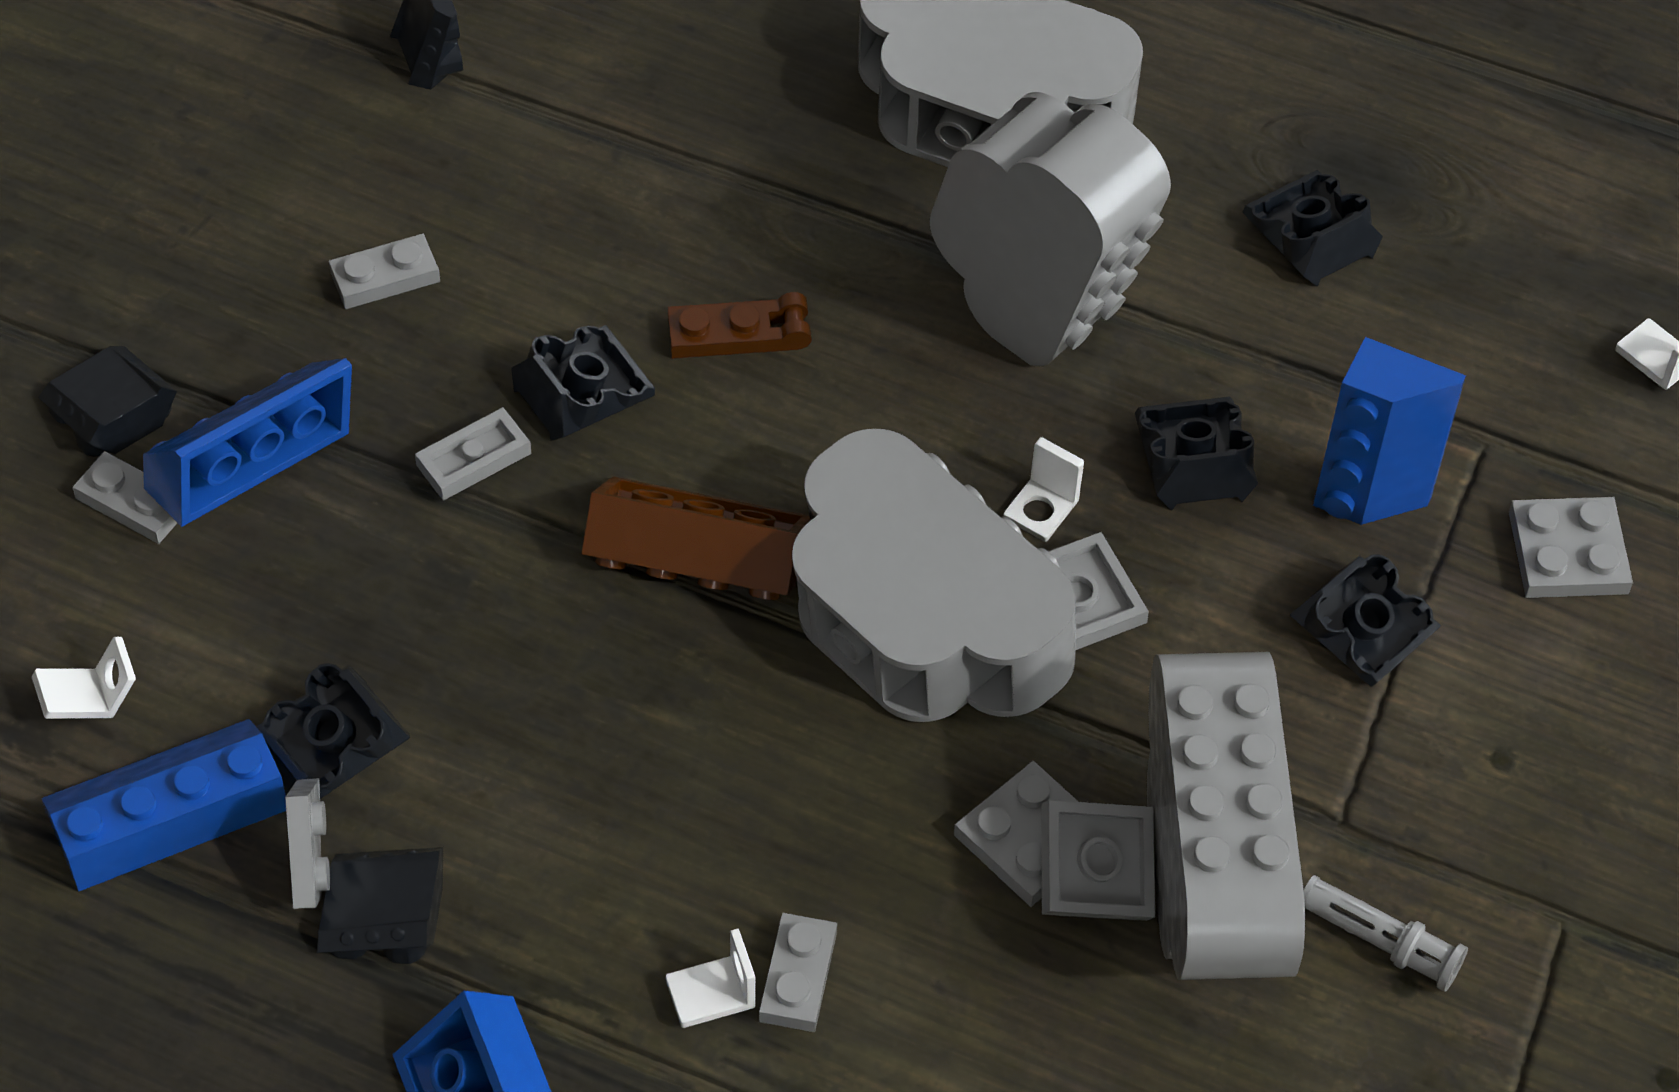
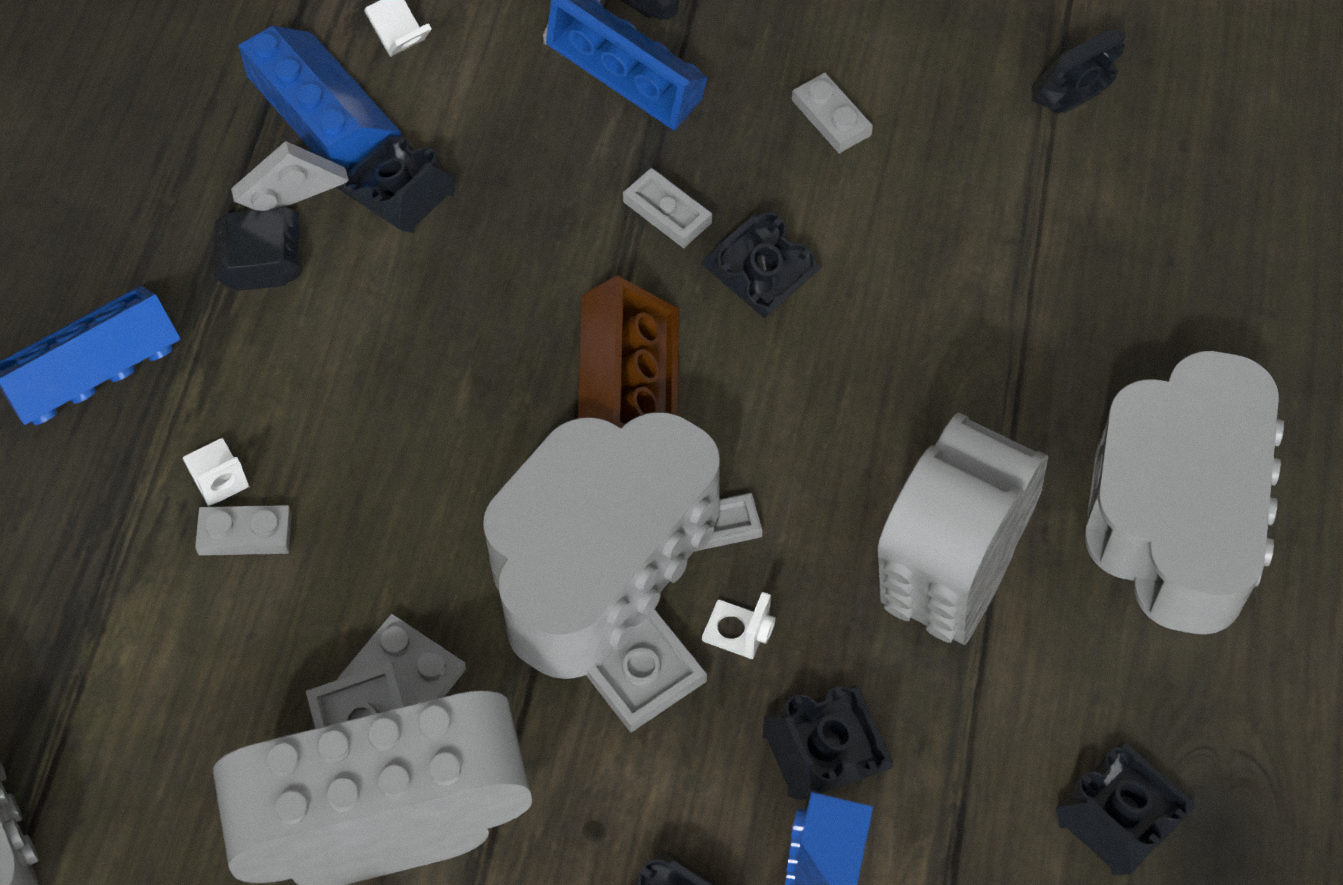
camera: 80 degrees right, 5 degrees up
(739, 327) = (852, 362): reddish brown plate -> none

